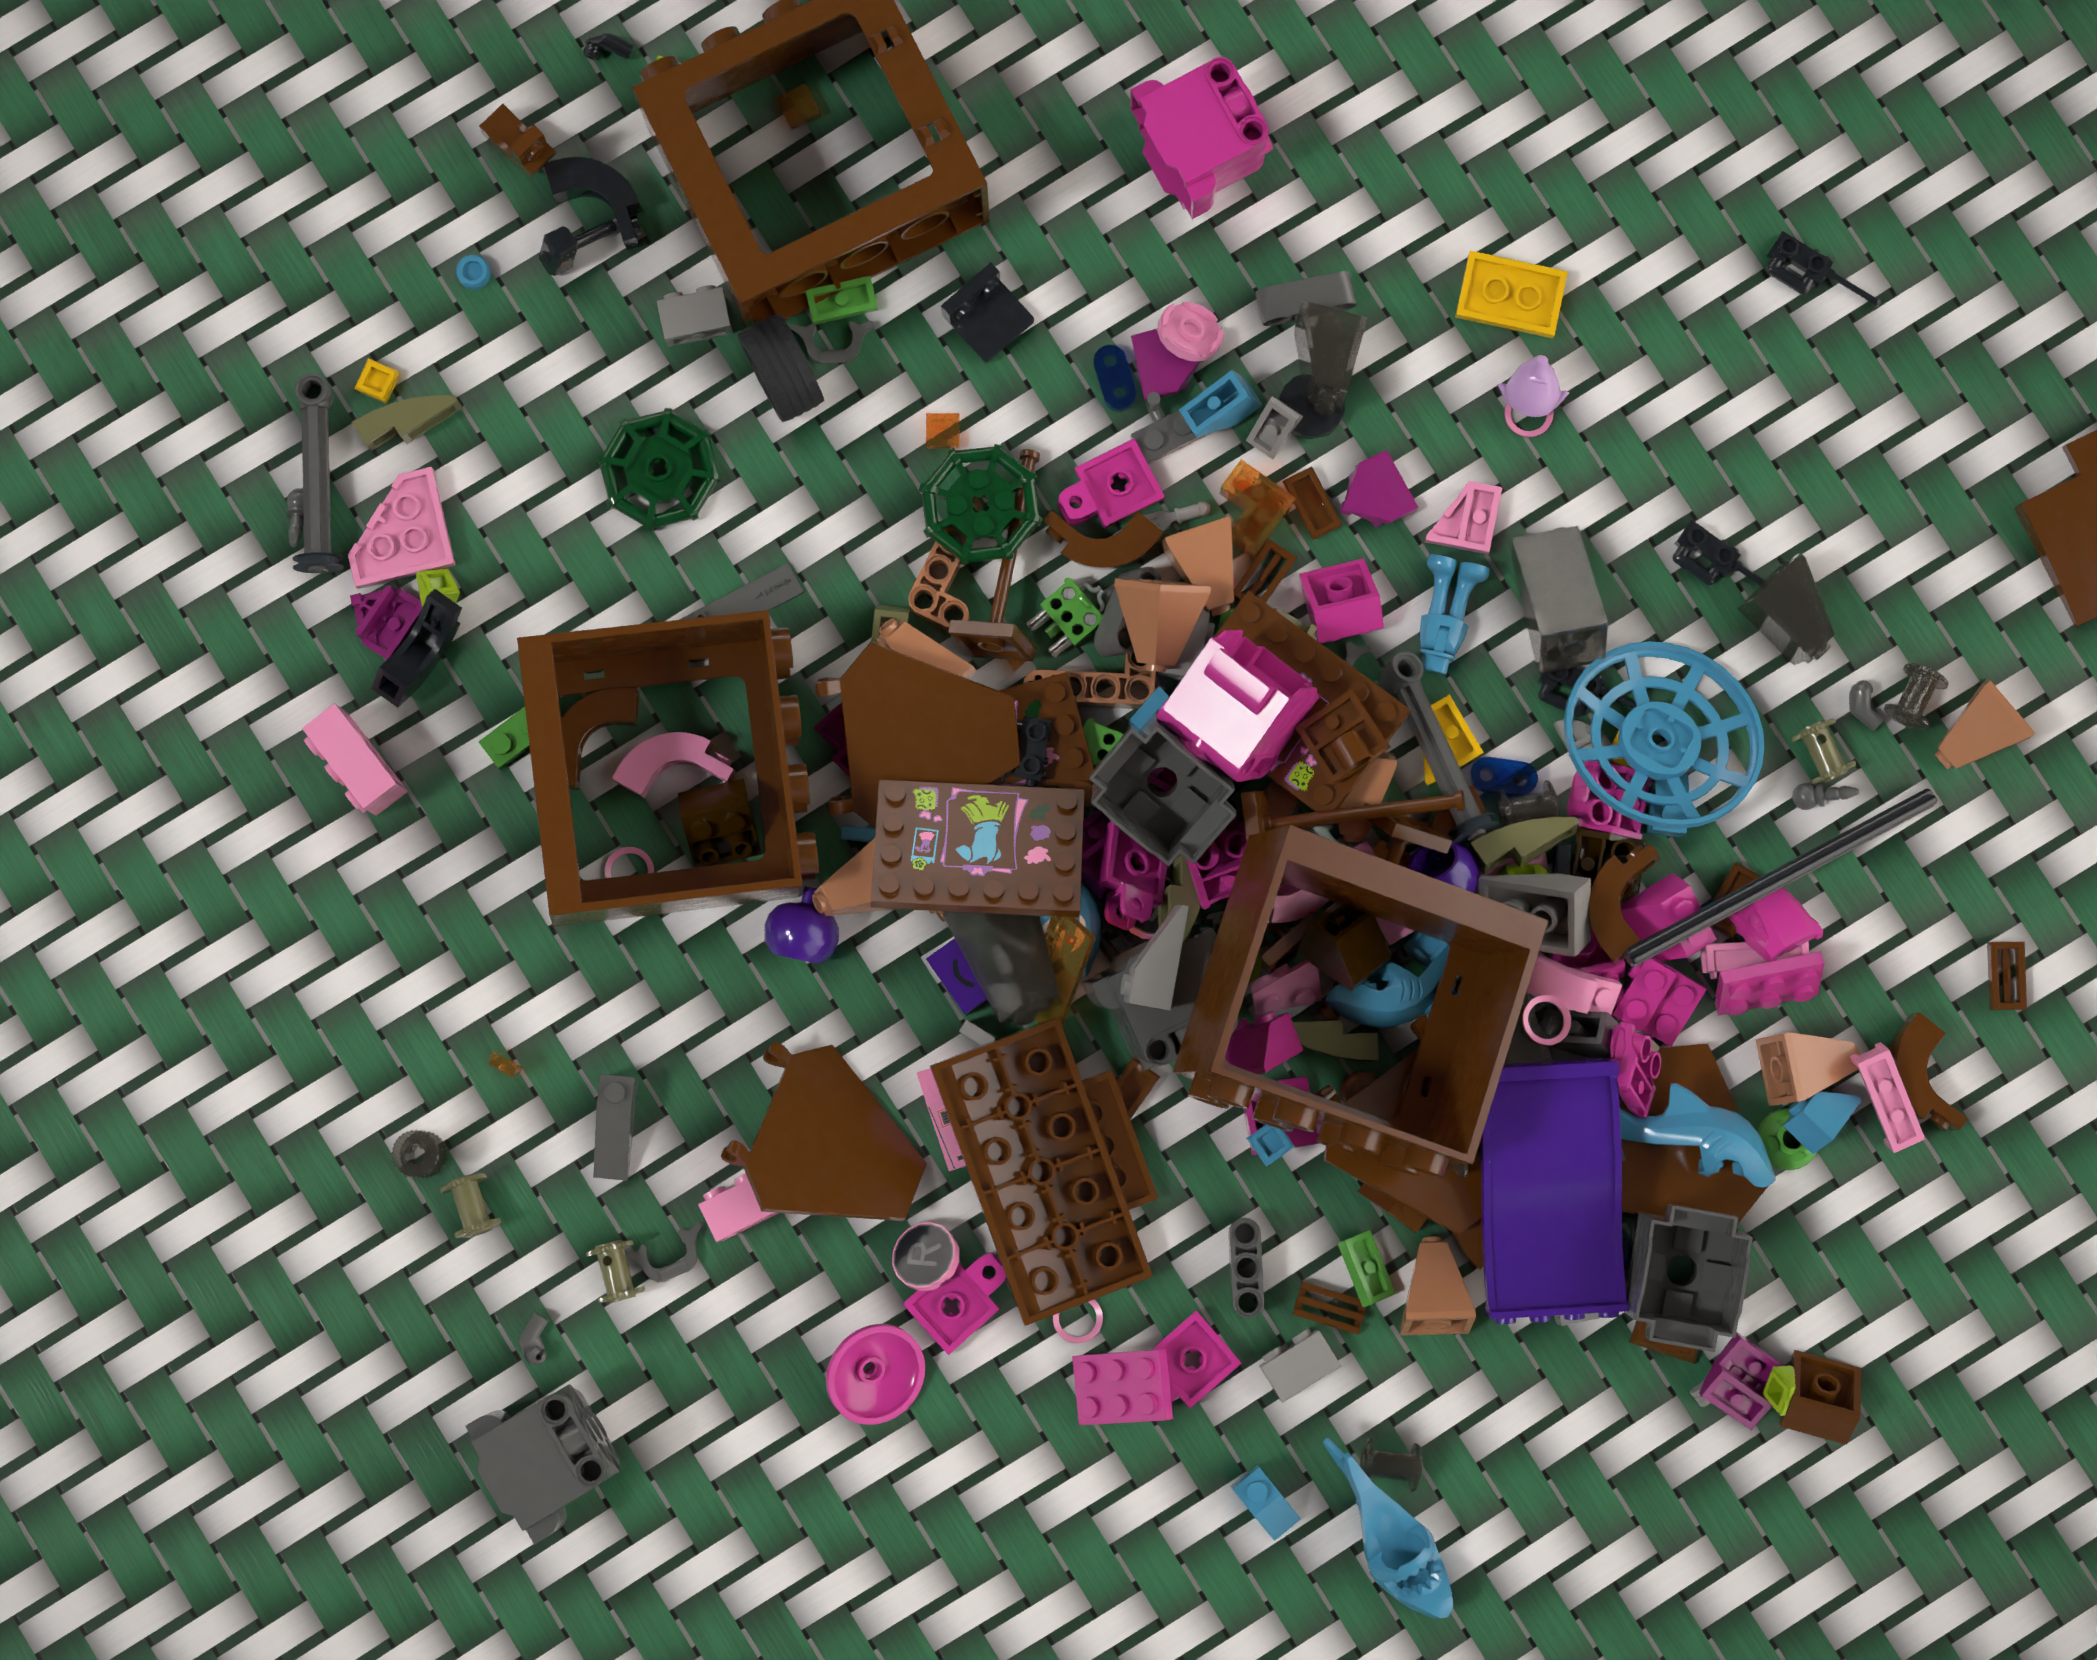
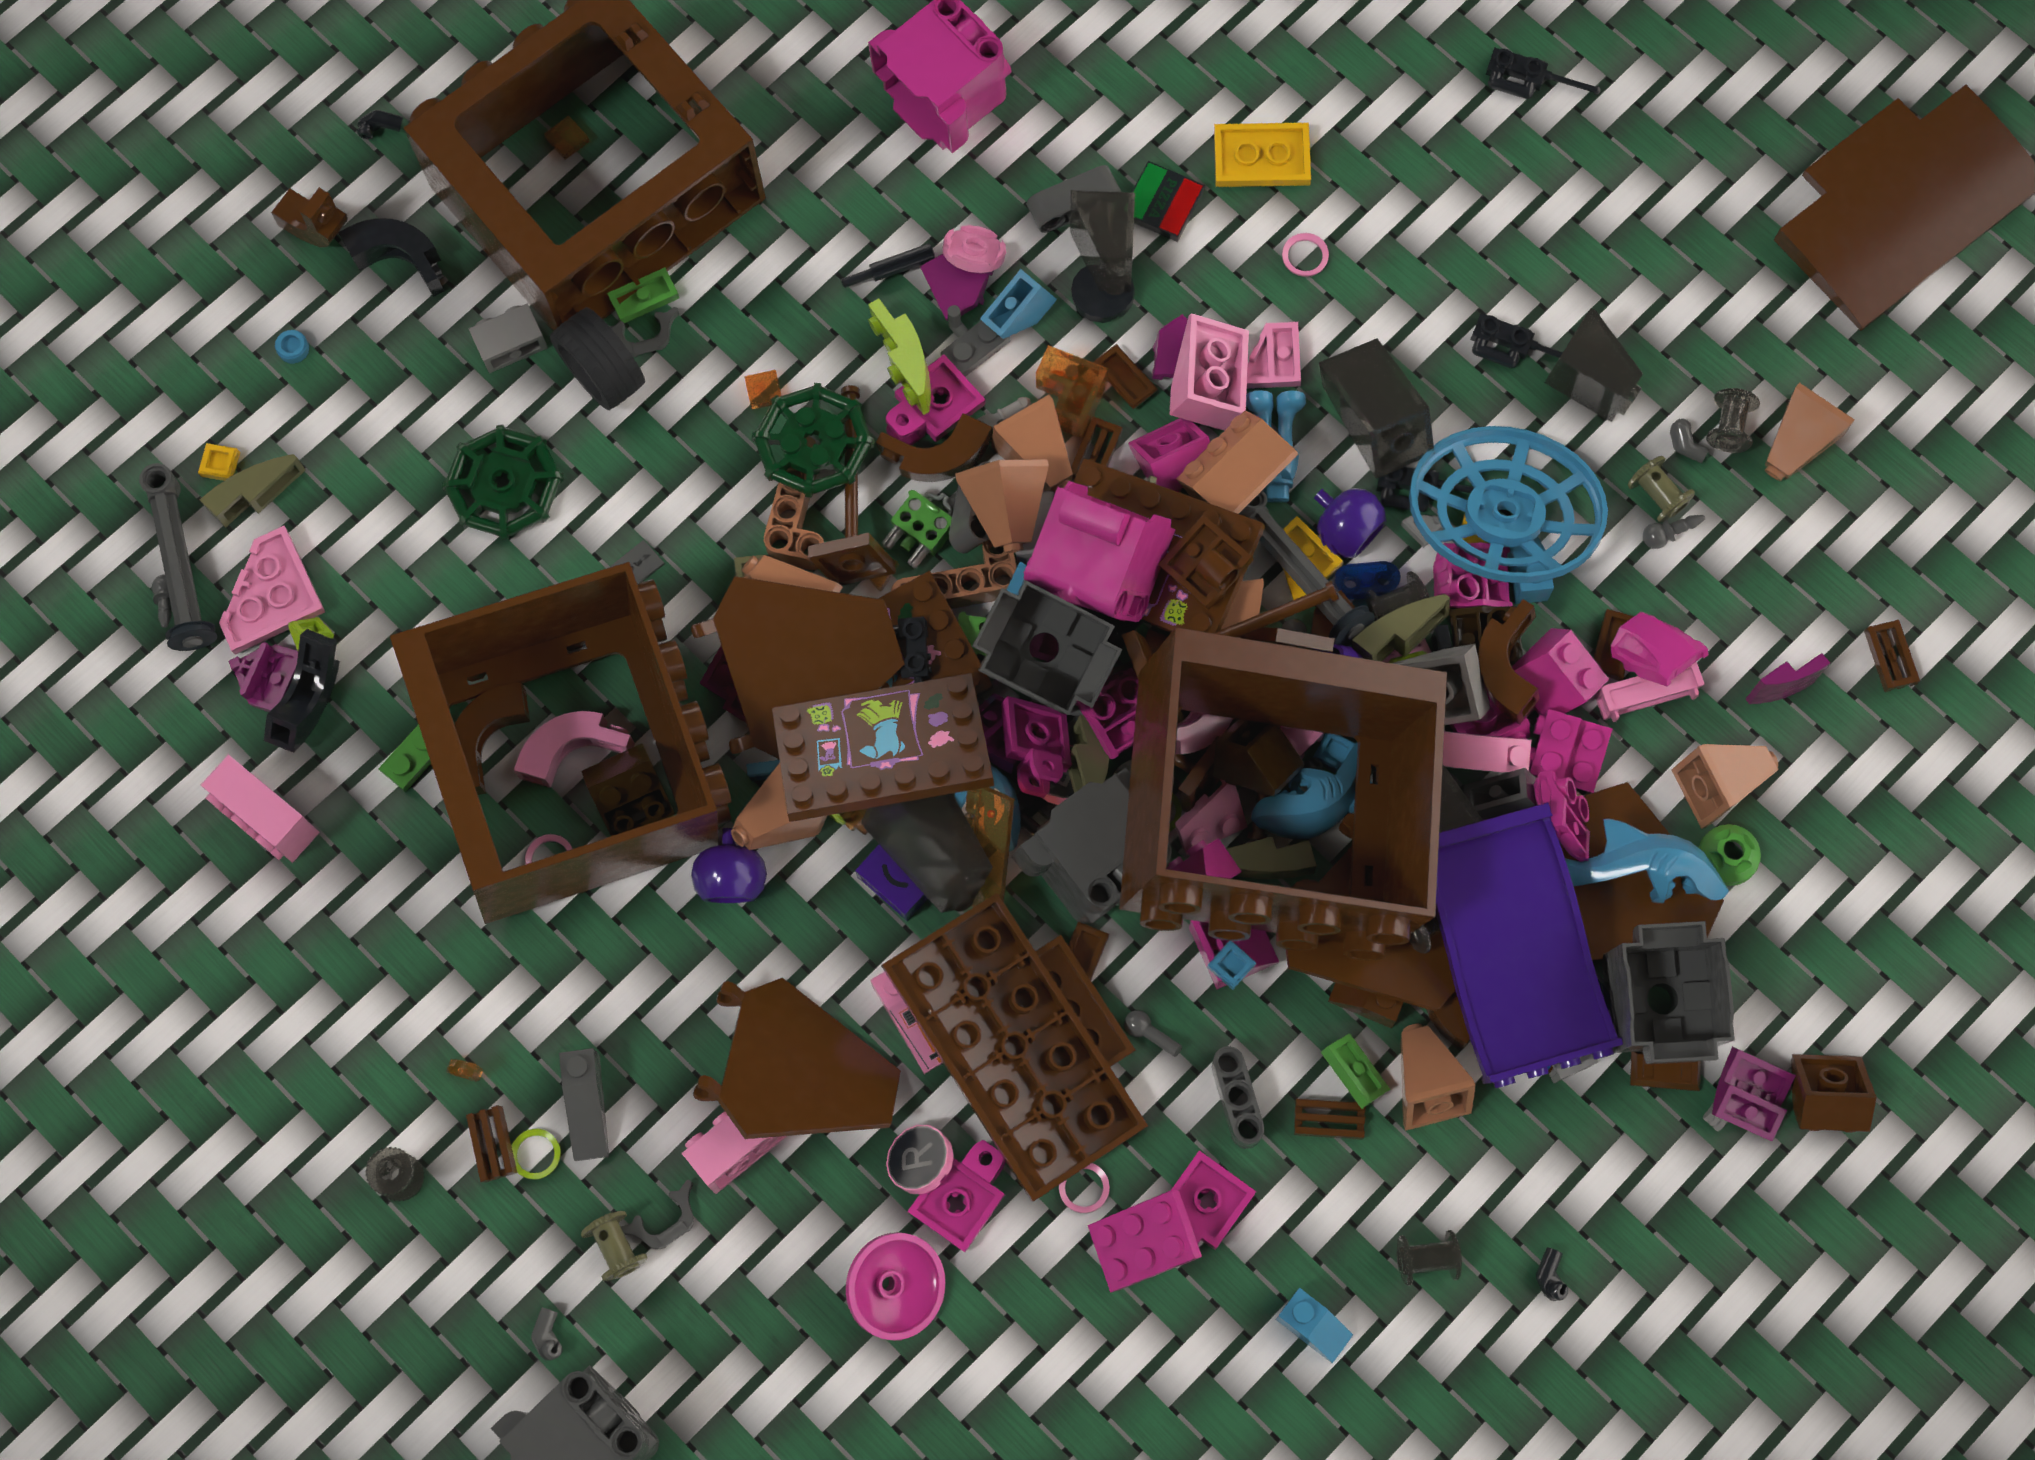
camera: 10 degrees left, 10 degrees down
(470, 1205) = (456, 1214): olive hose -> none
(504, 1143) = (479, 1148): none -> reddish brown tile
(536, 1161) = (557, 1153): none -> lime piece
(560, 246) = (369, 301): black piece -> none
(975, 1033) = (915, 931): light grey tile -> none
(986, 314) = (779, 275): black bracket -> none
(1094, 434) = (904, 354): none -> lime slope
(1104, 327) = (892, 265): none -> black axle
(1114, 377) = (914, 305): clear blue plate -> none
(1155, 969) = (1078, 818): light grey slope -> none
(1168, 1172) = (1139, 1024): none -> dark grey bar
(1273, 427) = (1072, 313): light grey slope -> none
(1299, 1364) = (1313, 1180): light grey brick -> none
(1396, 1545) = (1454, 1334): dark azure piece -> none
(1398, 320) = (1165, 200): none -> tile
(1399, 525) = (1210, 373): none -> bright pink slope
(1400, 634) = (1237, 464): none -> nougat slope
(1500, 712) = (1349, 521): none -> dark purple piece
(1500, 1508) = (1548, 1278): none -> black arm
(1533, 388) = (1304, 226): lavender hat -> none
(1566, 1019) = (1478, 769): bright pink piece -> none
(1769, 984) = (1670, 709): dark pink plate -> none
(1779, 877) = (1651, 608): black axle -> none
(1780, 1388) = (1790, 1090): lime slope -> none
(1820, 1118) = (1754, 822): dark azure slope -> none
(1889, 1098) = (1814, 789): bright pink container -> none
(1890, 981) = (1786, 681): none -> magenta slope
(1911, 1055) = (1829, 768): reddish brown arch -> none

